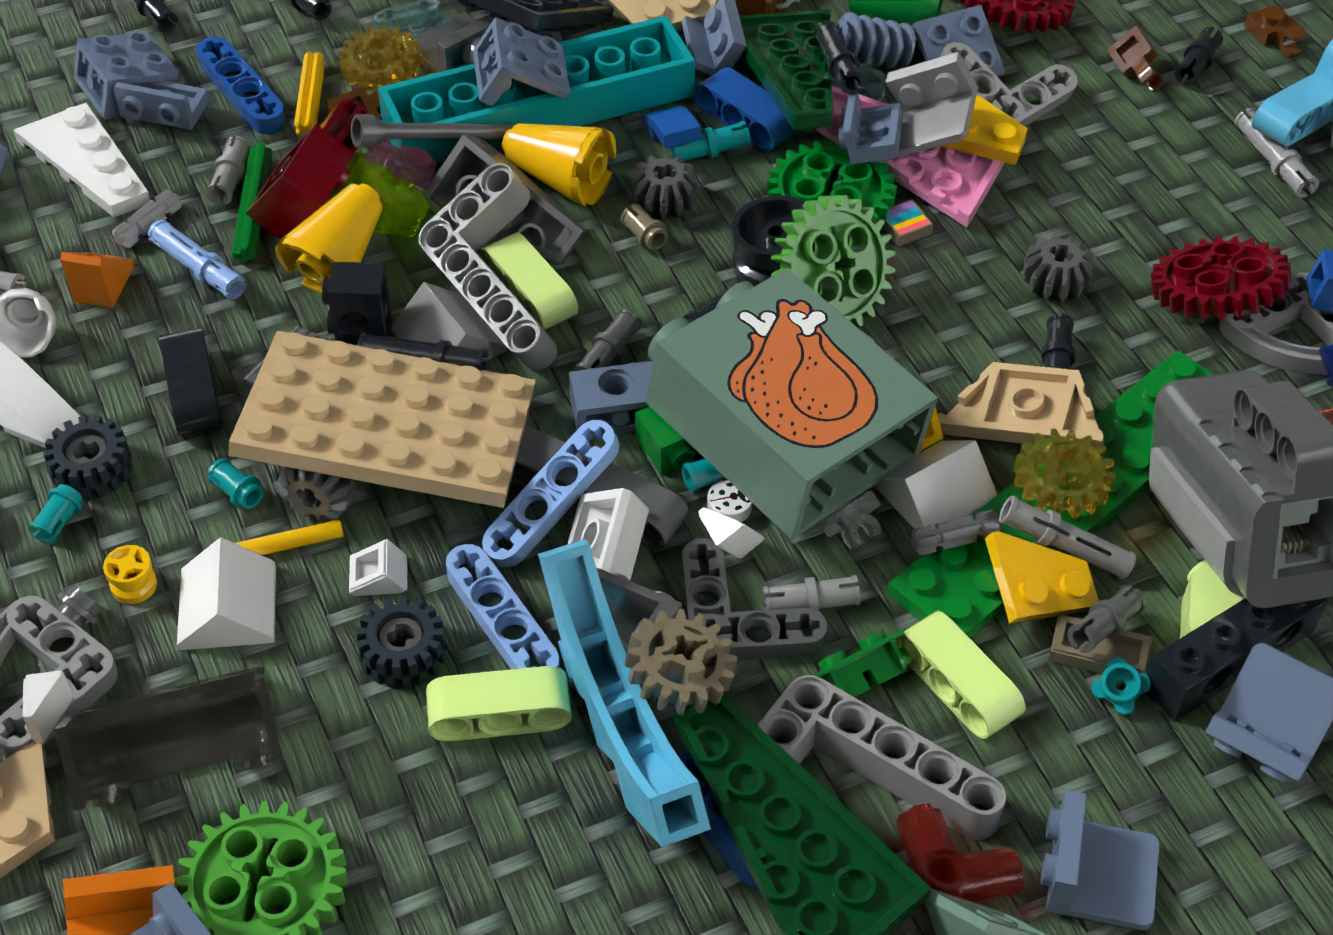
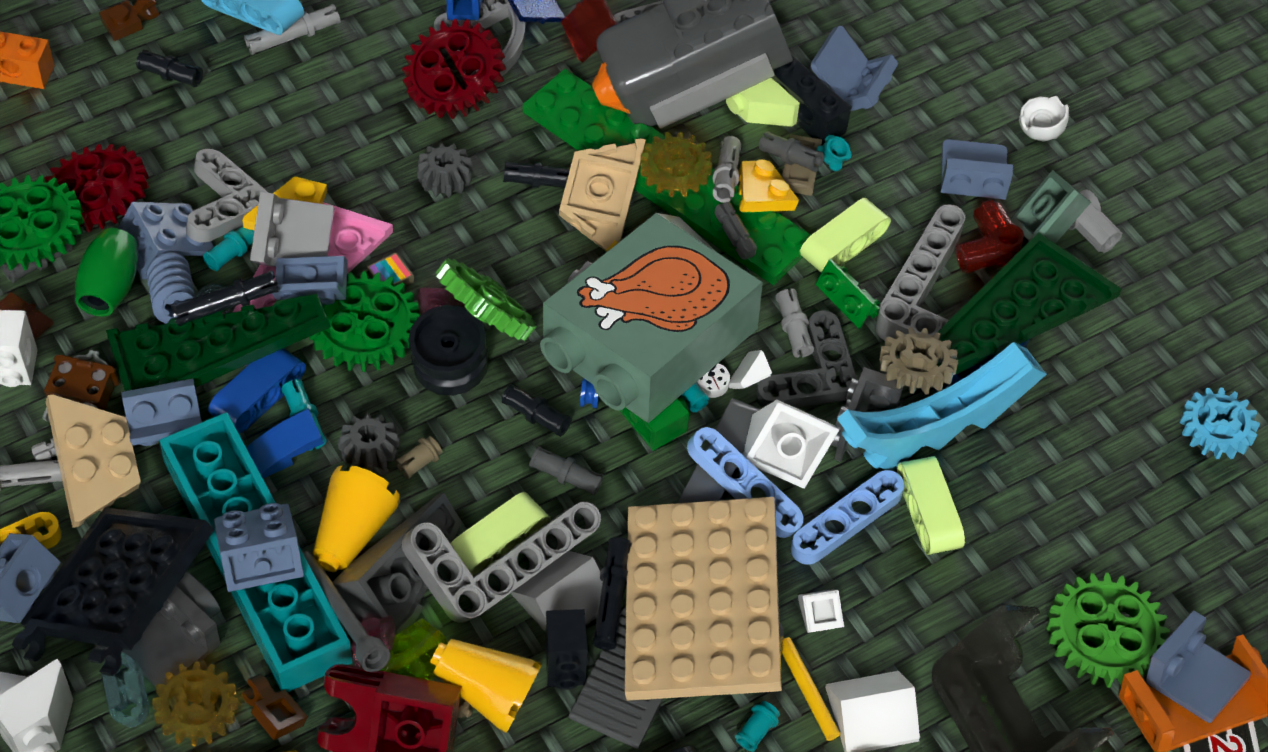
camera: 100 degrees left, 5 degrees up
(407, 662) = (880, 588): black bush -> none
(610, 394) = (627, 438): sand blue brick -> none
(1134, 57) = (174, 109): reddish brown plate -> none

